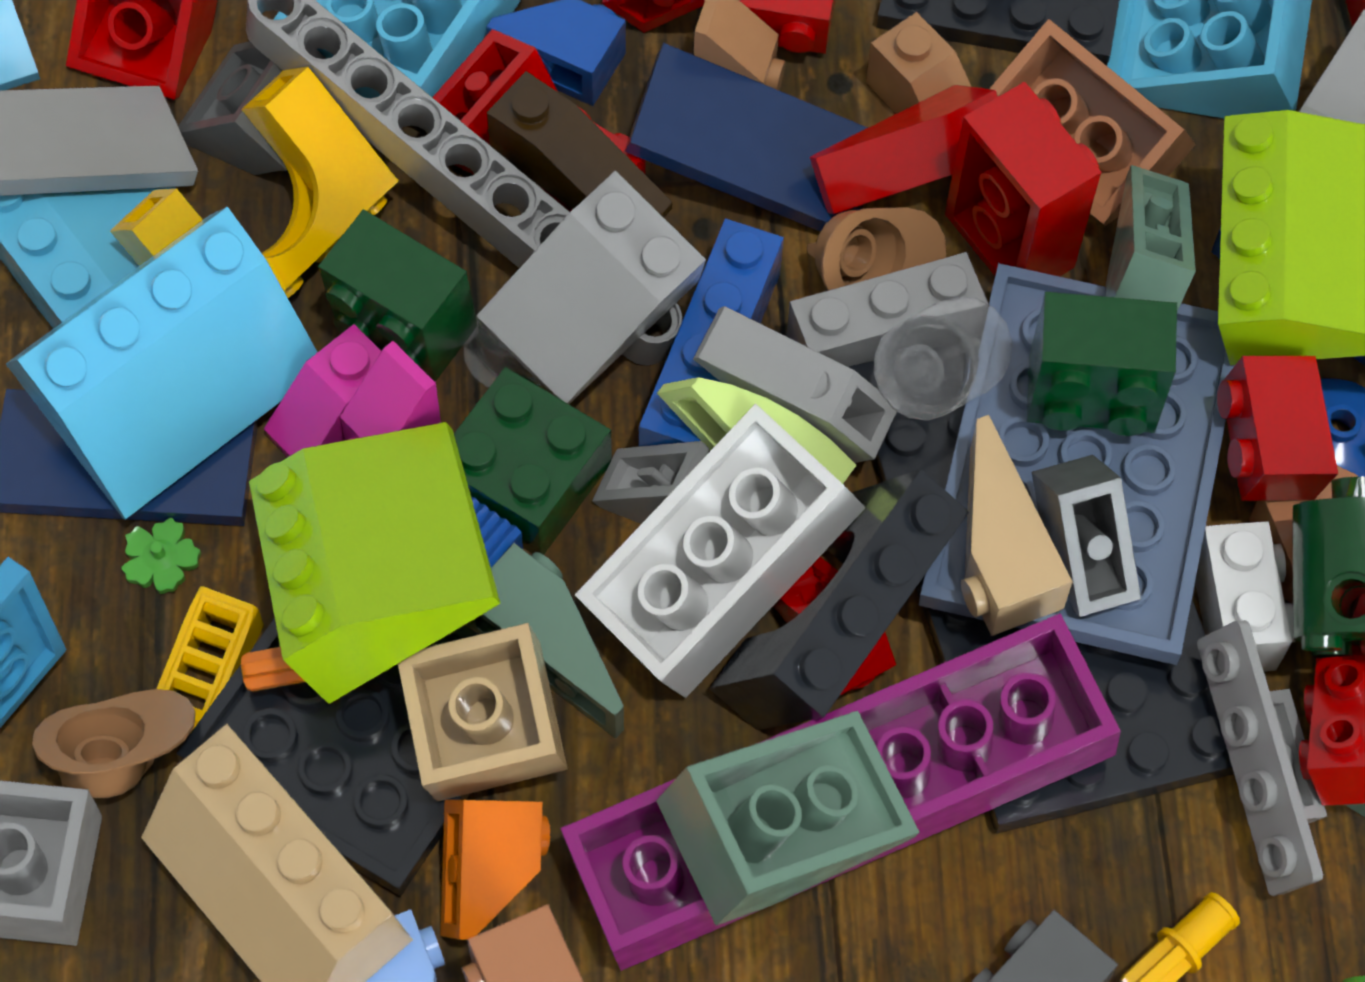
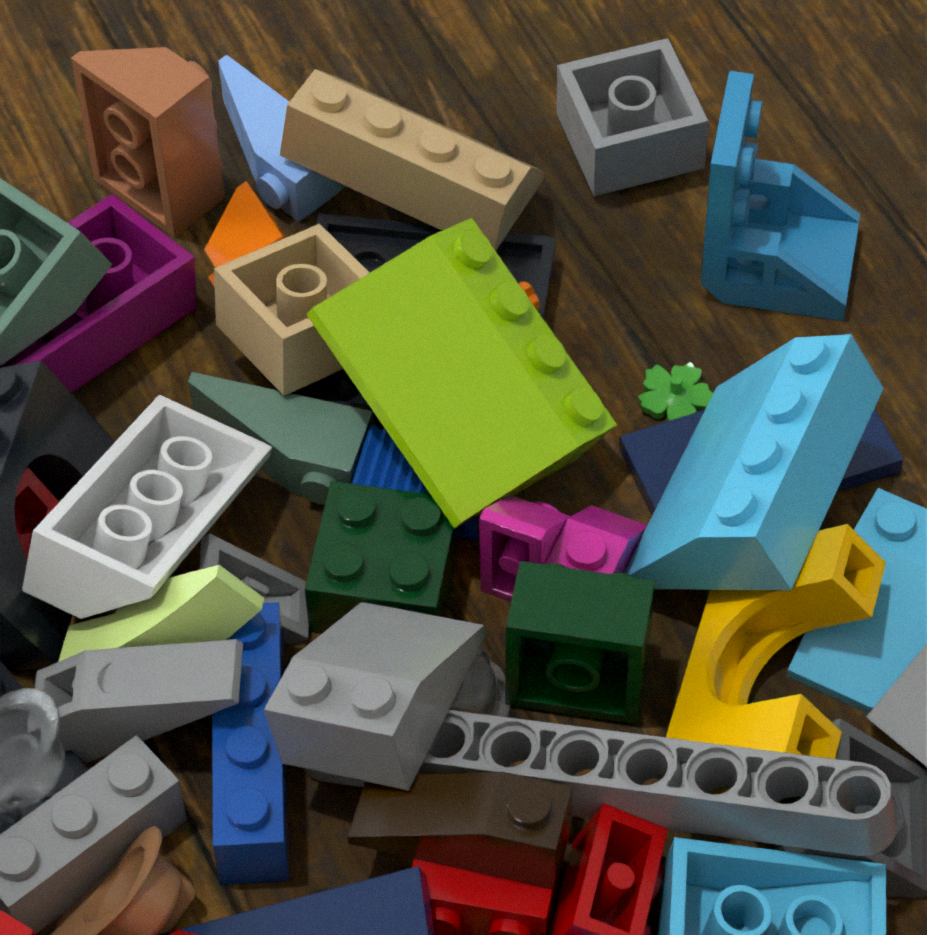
camera: 160 degrees right, 10 degrees down
(113, 741) = (610, 217): medium nougat piece -> none
(207, 607) = (591, 357): yellow slope -> none

